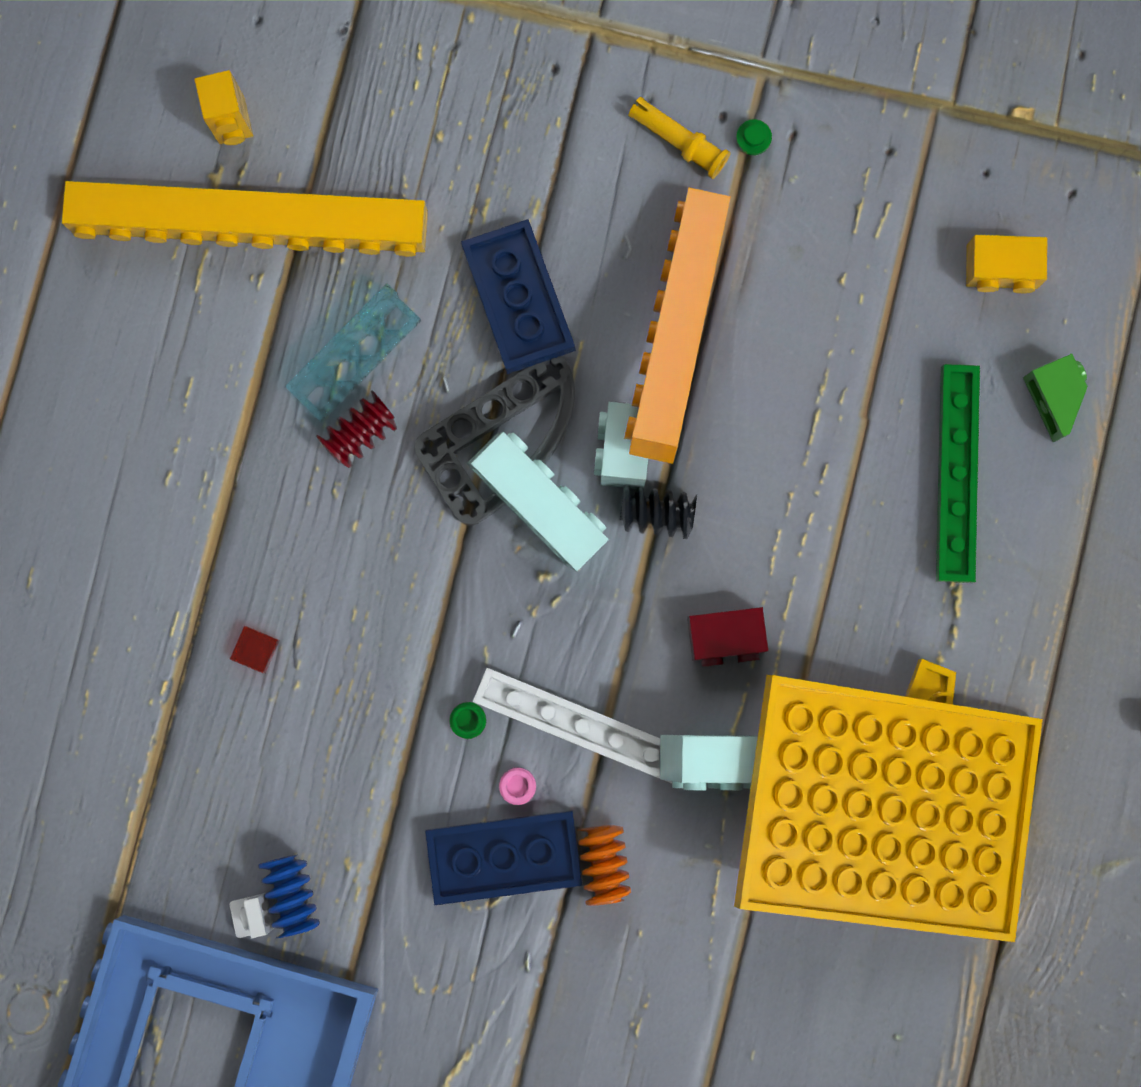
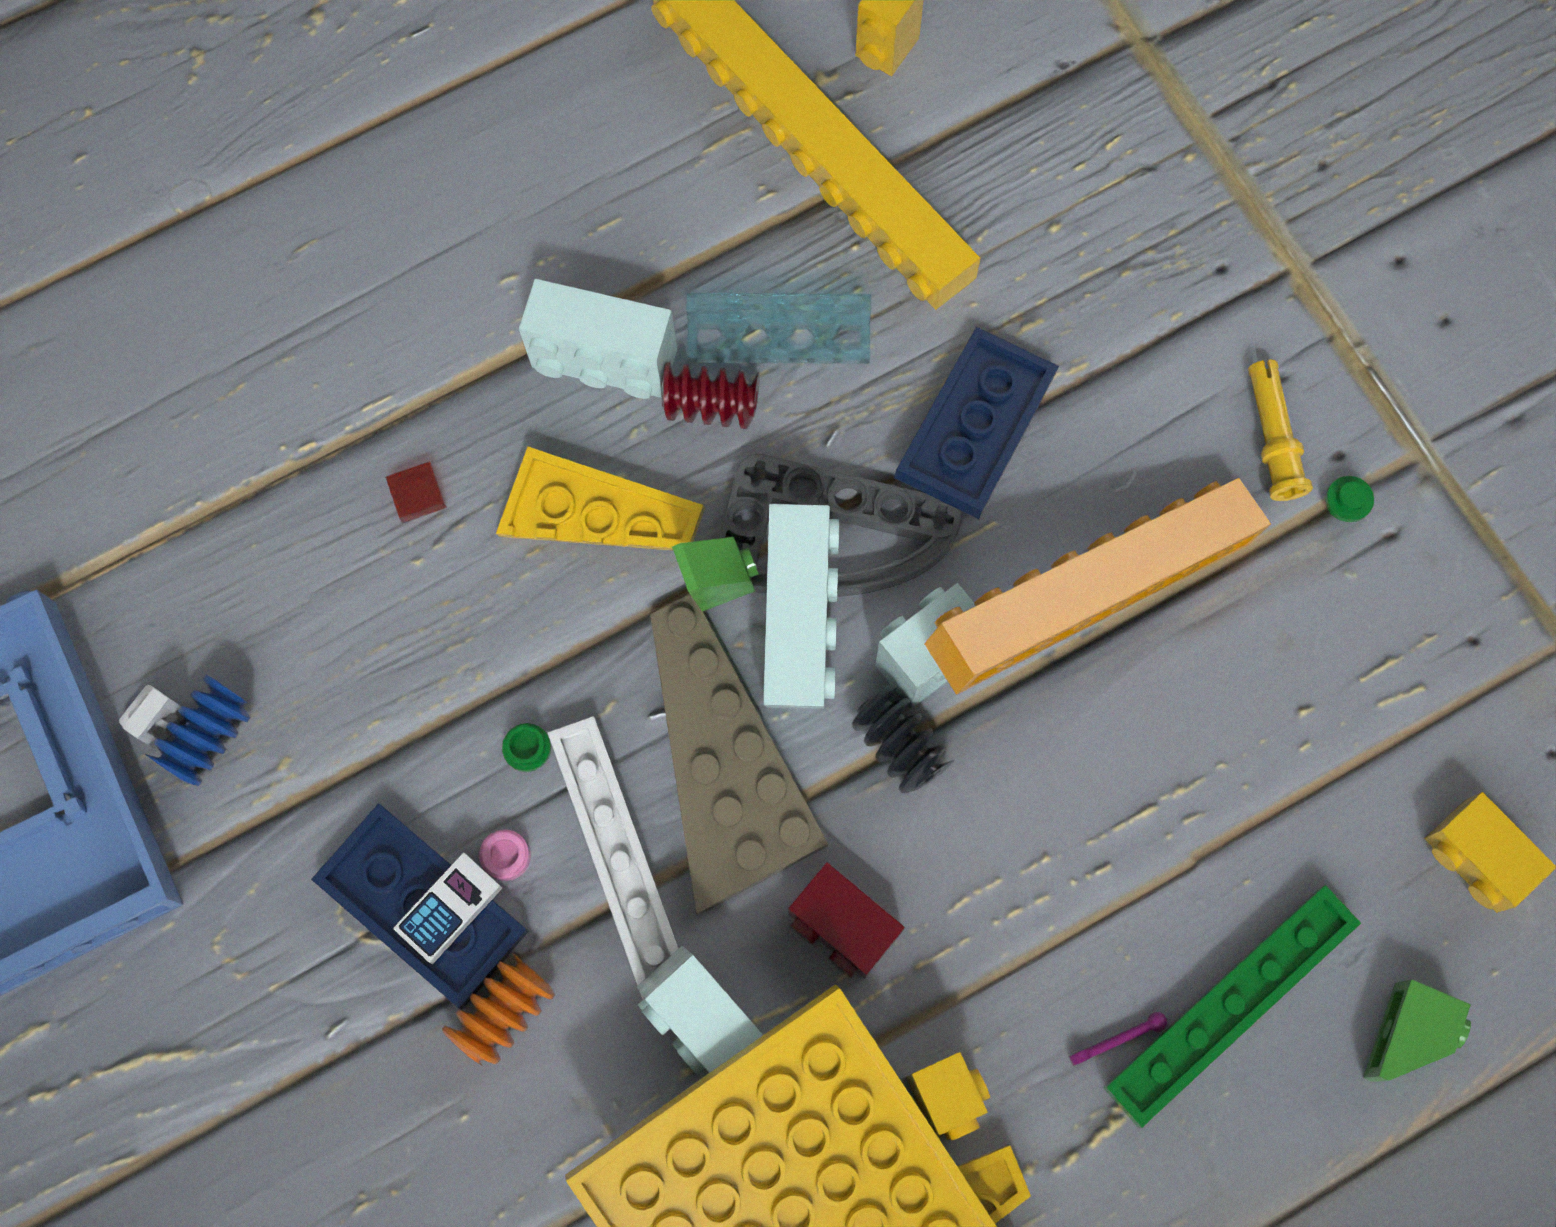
camera: 45 degrees right, 10 degrees down
(265, 463) = (598, 338): none -> light aqua brick
(354, 562) = (588, 506): none -> yellow wing
(471, 524) = (715, 570): none -> bright green slope
(522, 843) = (447, 908): none -> tile
(592, 624) = (732, 785): none -> dark tan wing
(870, 666) = (950, 1096): none -> yellow brick
(928, 521) = (1156, 1021): none -> magenta hinge

